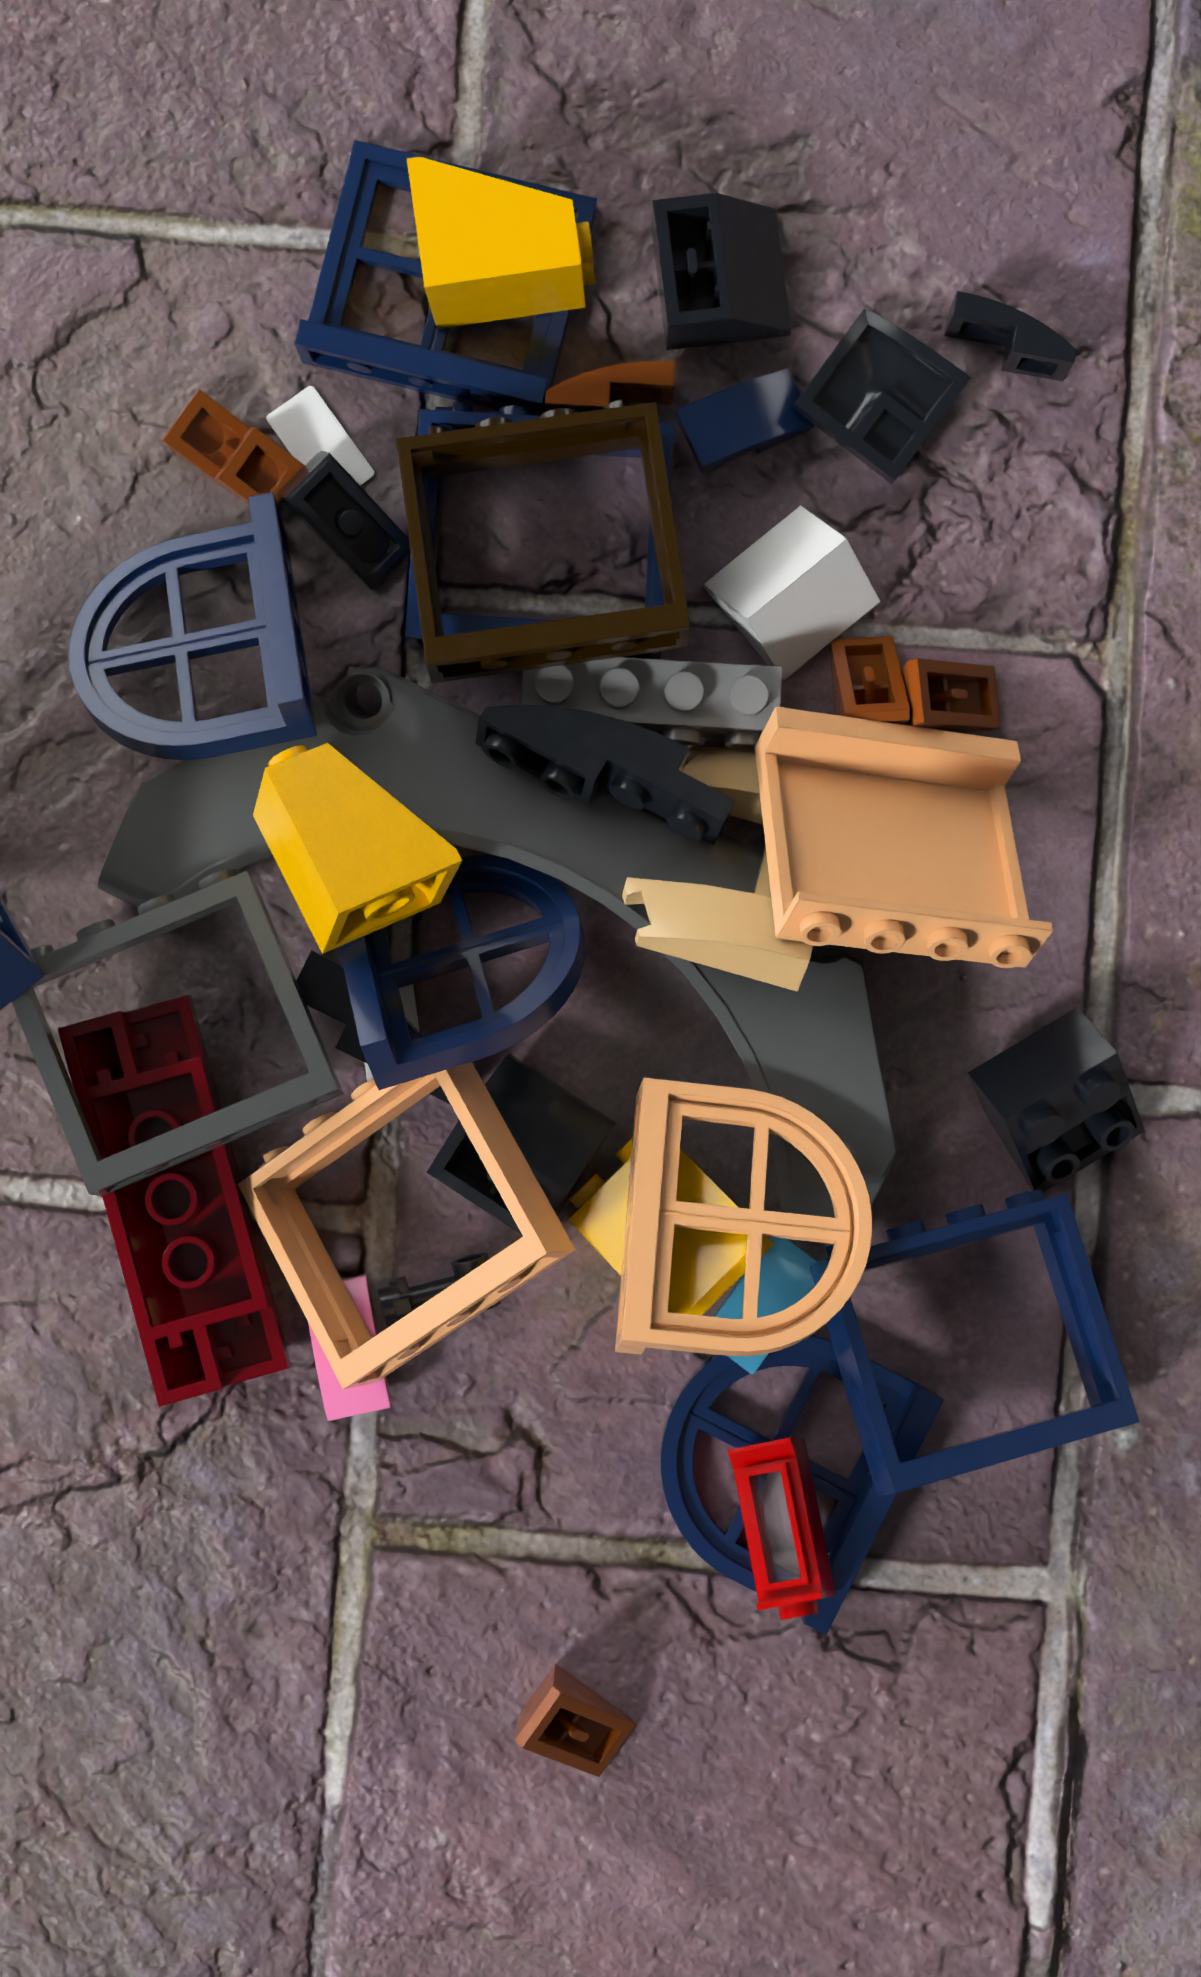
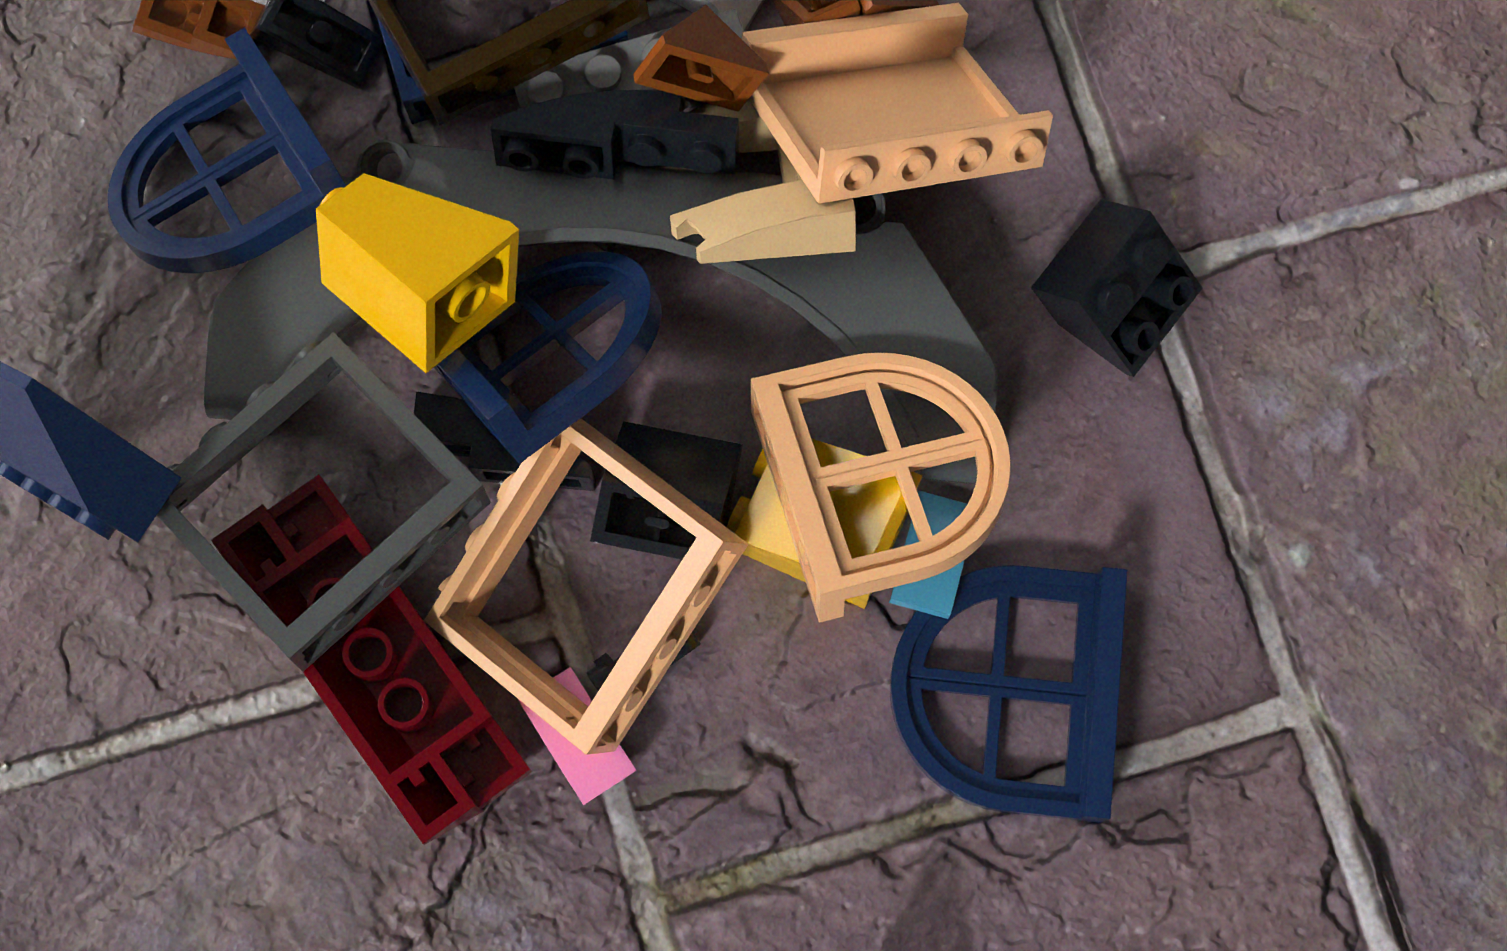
camera: 25 degrees left, 10 degrees down
(722, 728) = (703, 63): none -> dark orange slope
(783, 1526) = (1031, 733): red window -> none
(1083, 1318) = (1209, 445): dark blue window -> none

